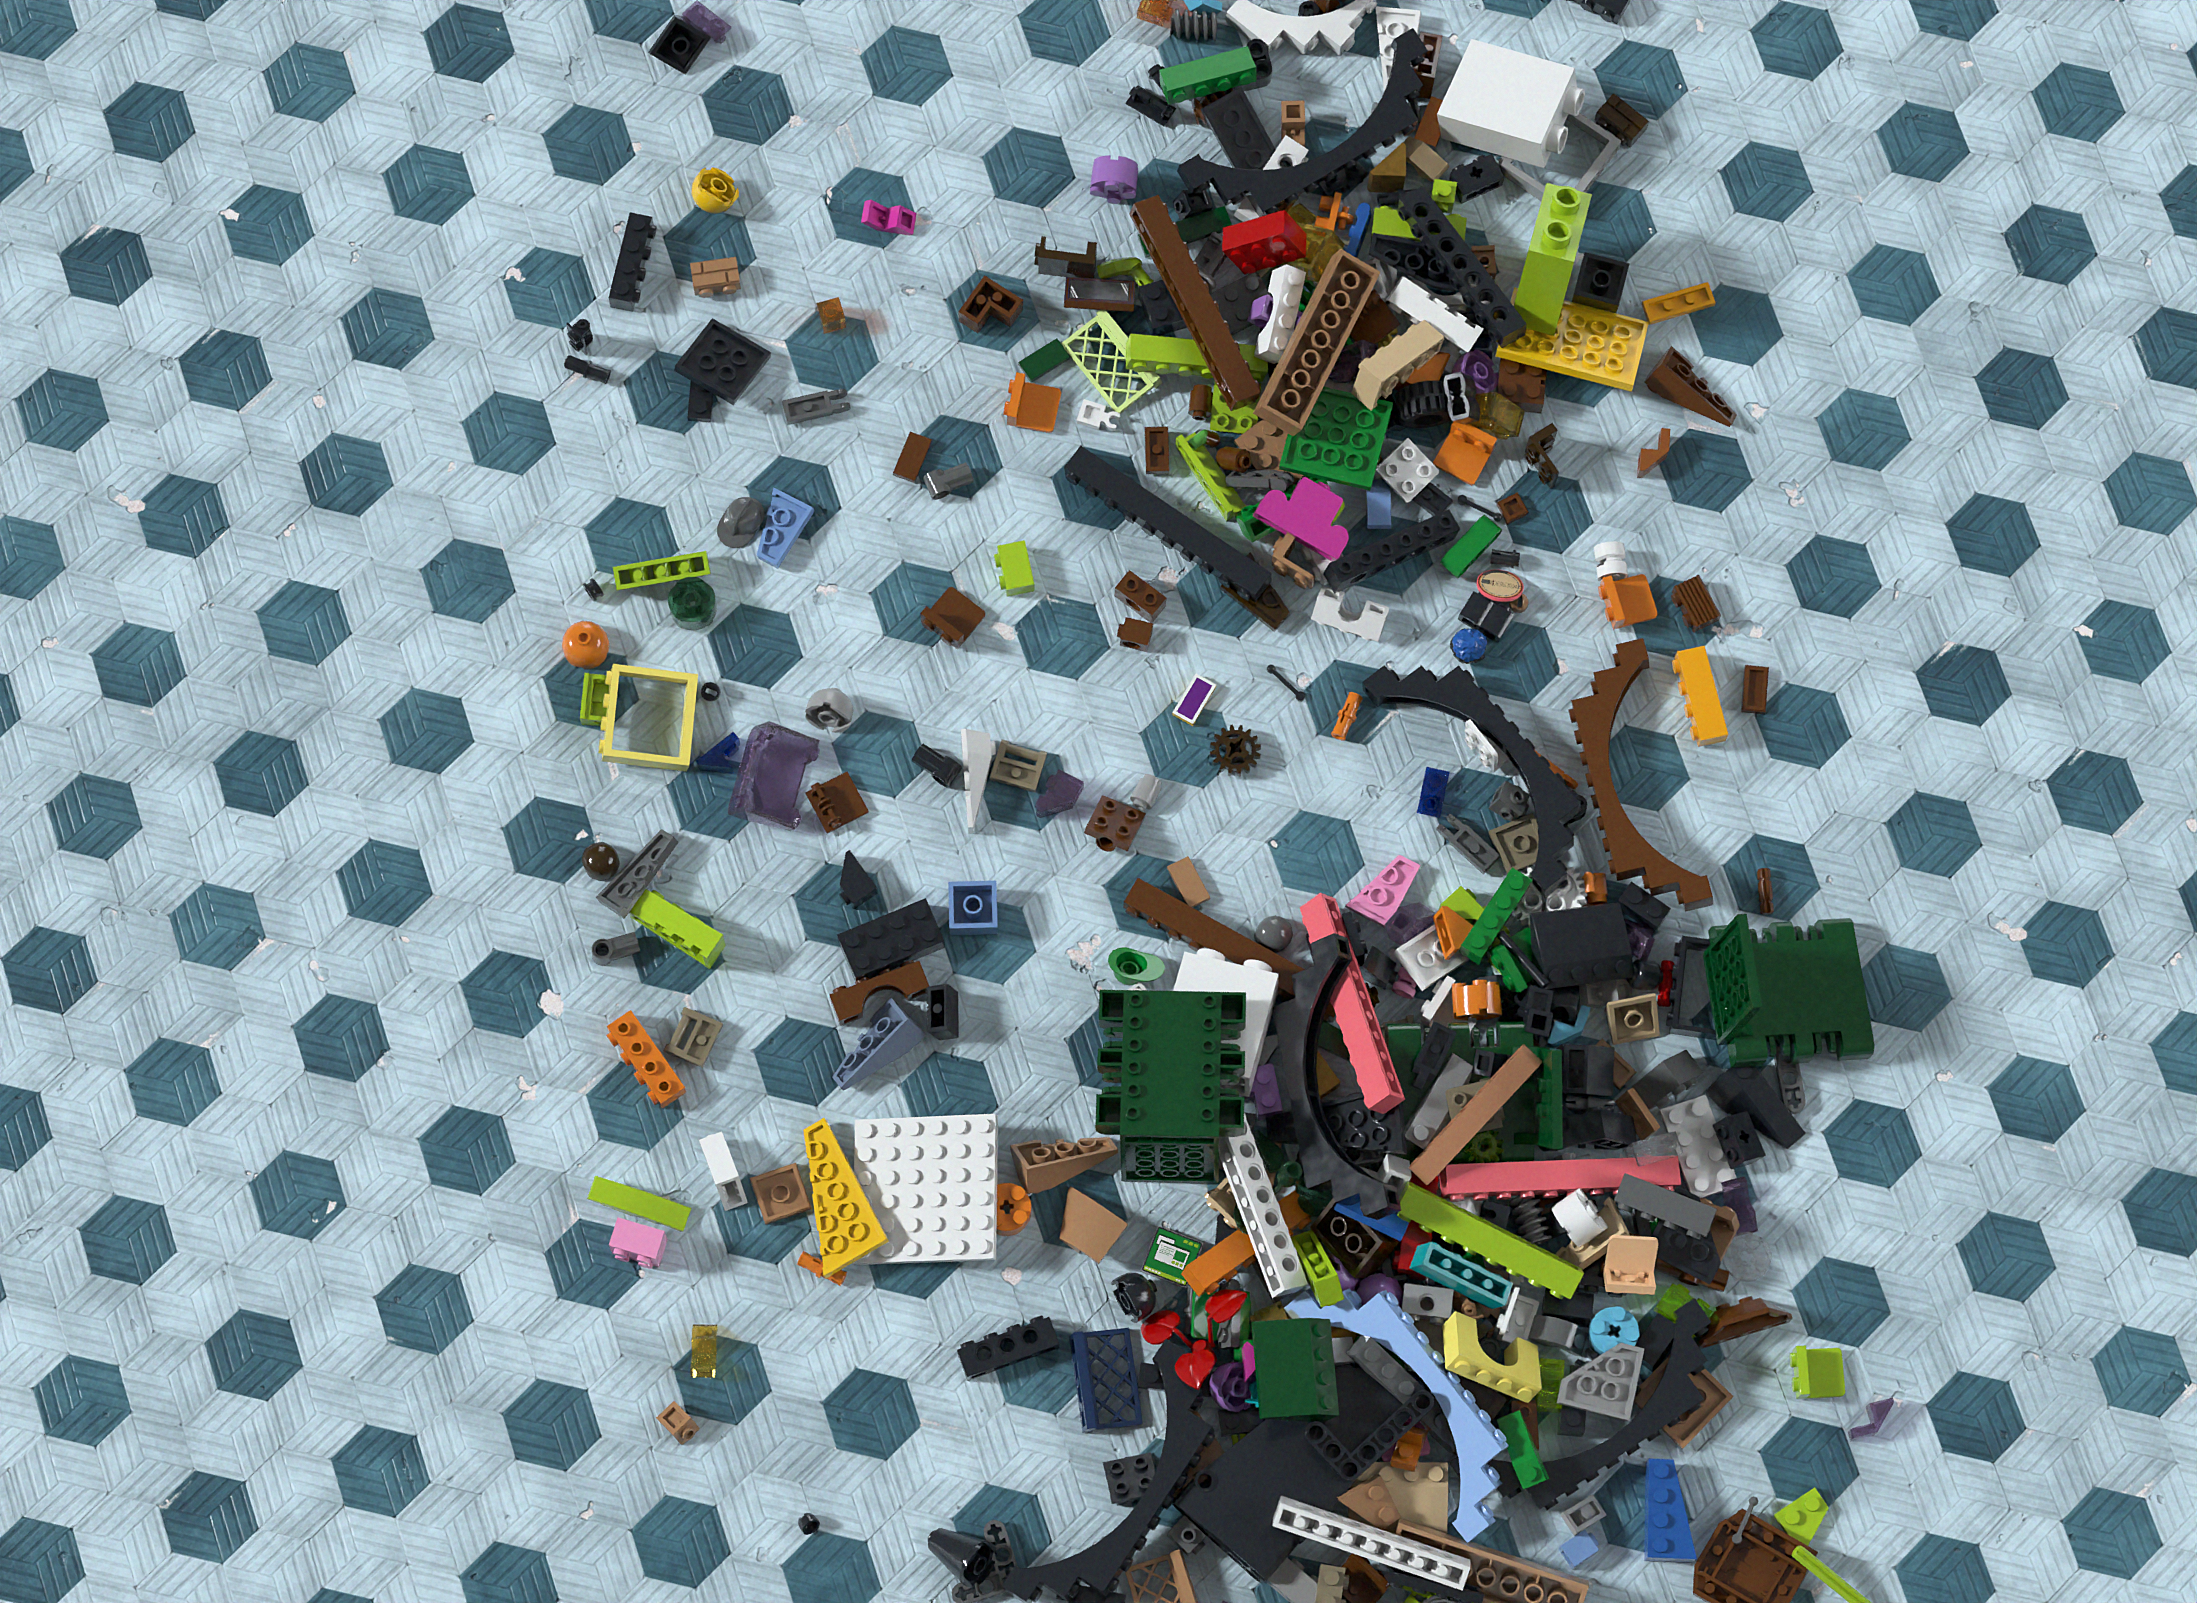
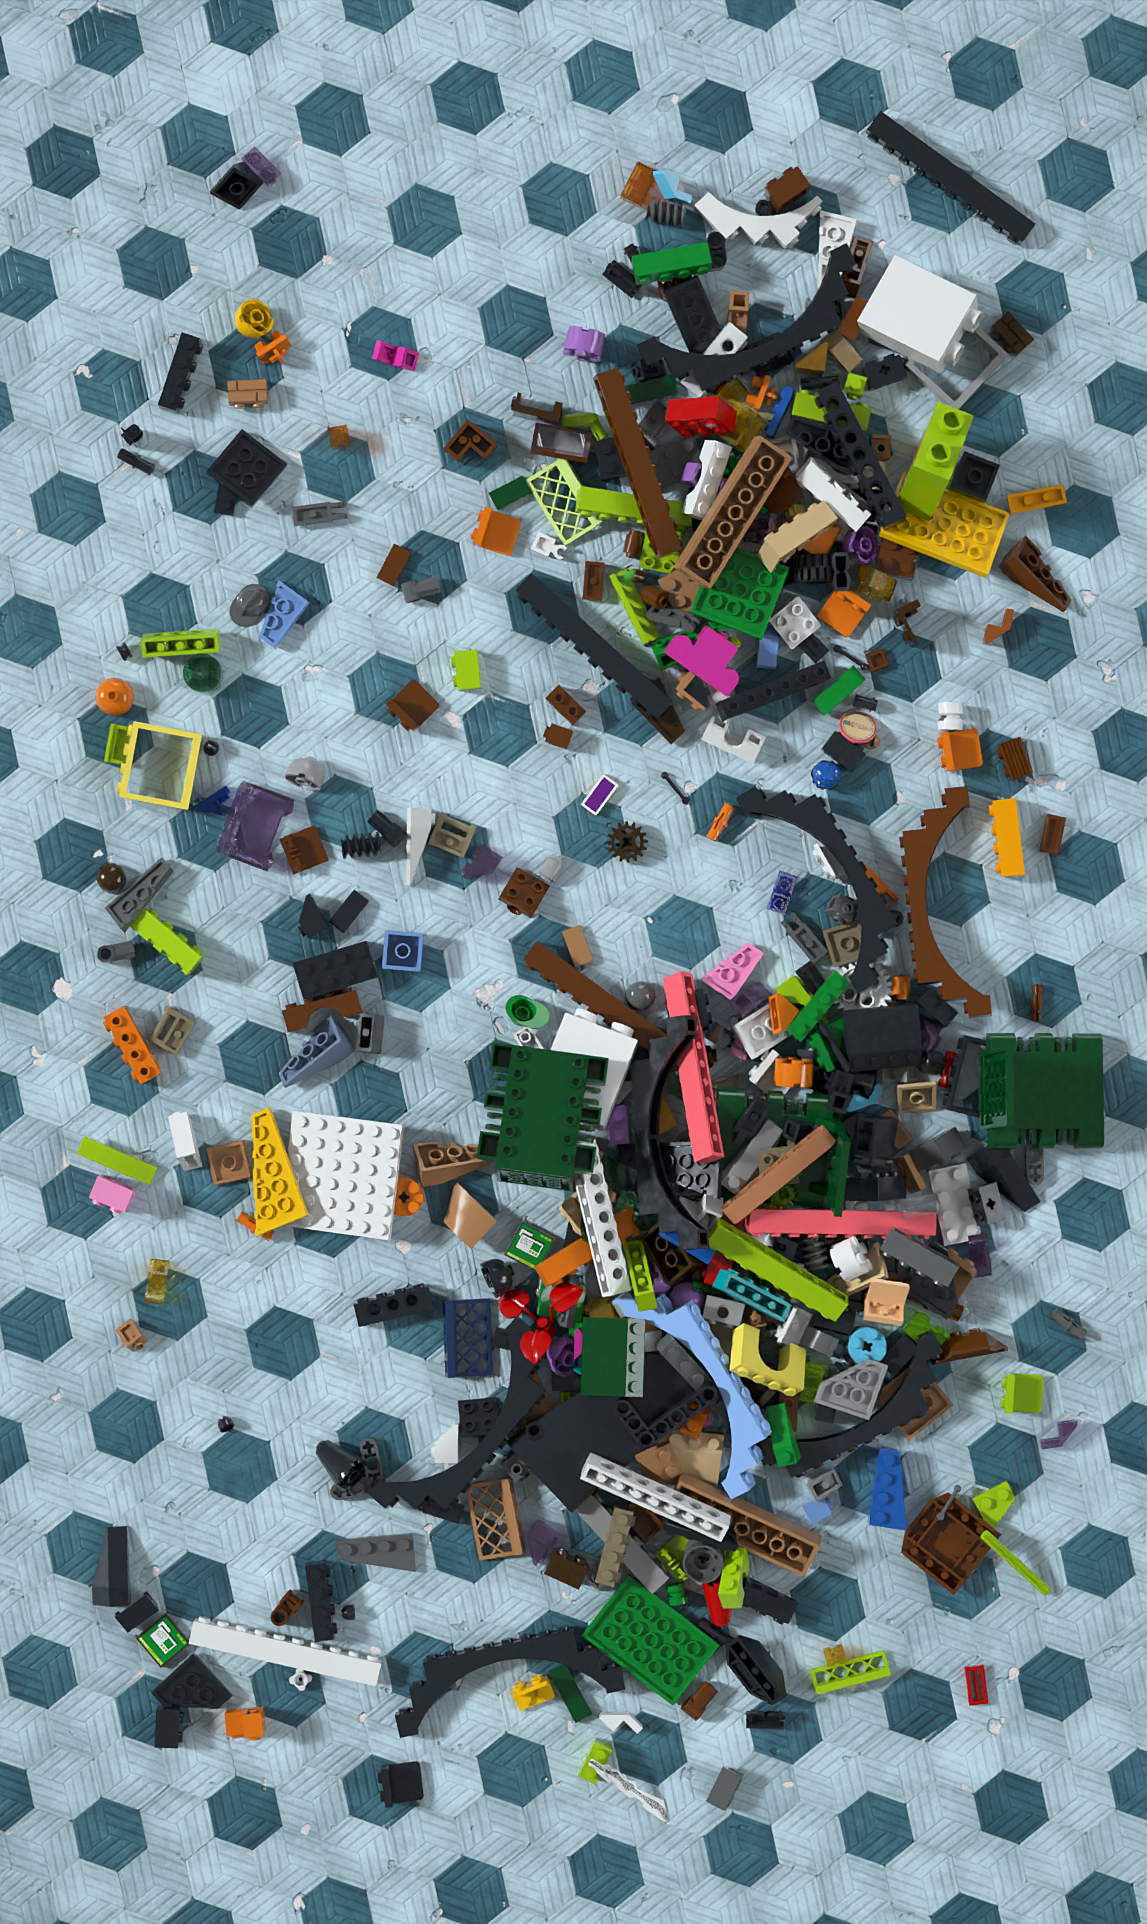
camera: 10 degrees right, 15 degrees up
(742, 225) = (274, 350): none -> orange hips
(900, 869) = (348, 911): none -> black slope
(907, 787) = (361, 845): none -> black piece
(1095, 1519) = (447, 1446): none -> white slope
(1401, 1278) = (706, 1289): none -> dark green axle
(1481, 887) = (810, 976): none -> black hinge
(1863, 1281) = (1068, 1324): none -> dark grey pin

